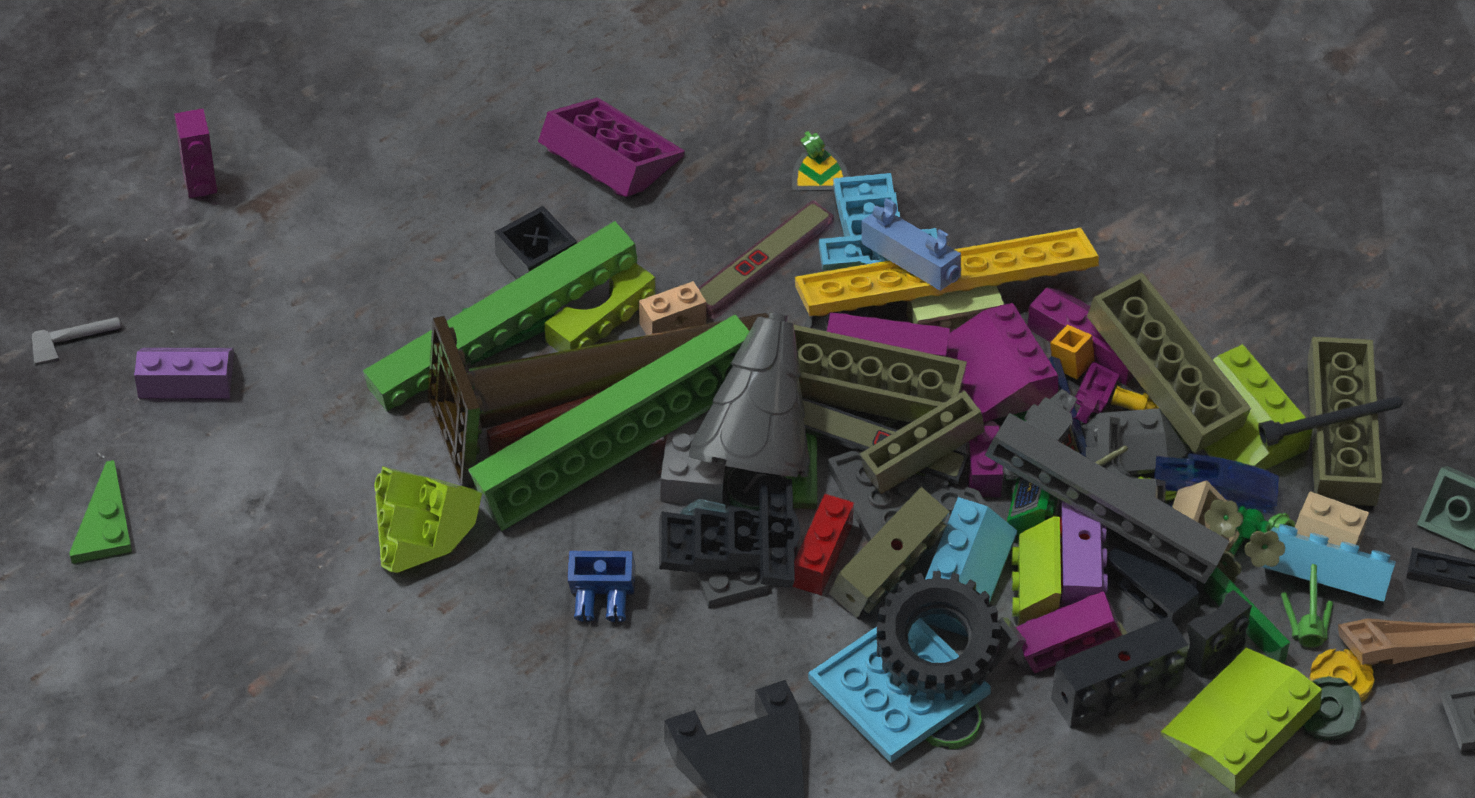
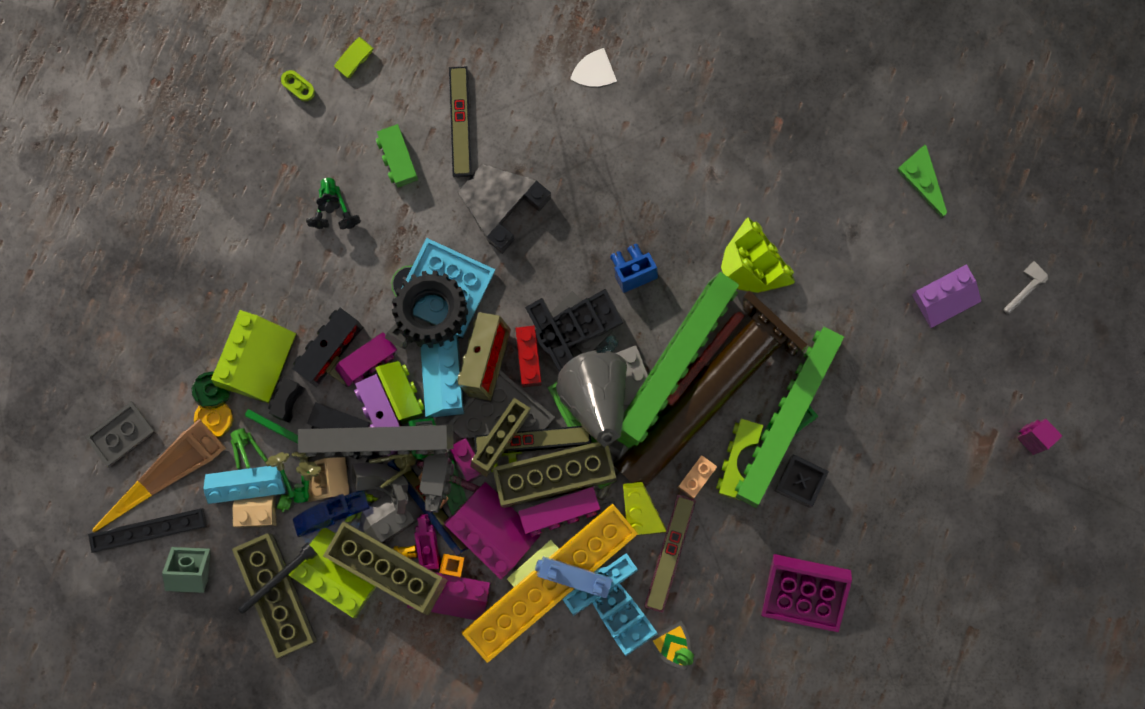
camera: 160 degrees right, 30 degrees up
(775, 300) = (640, 510): none -> neon yellow wing

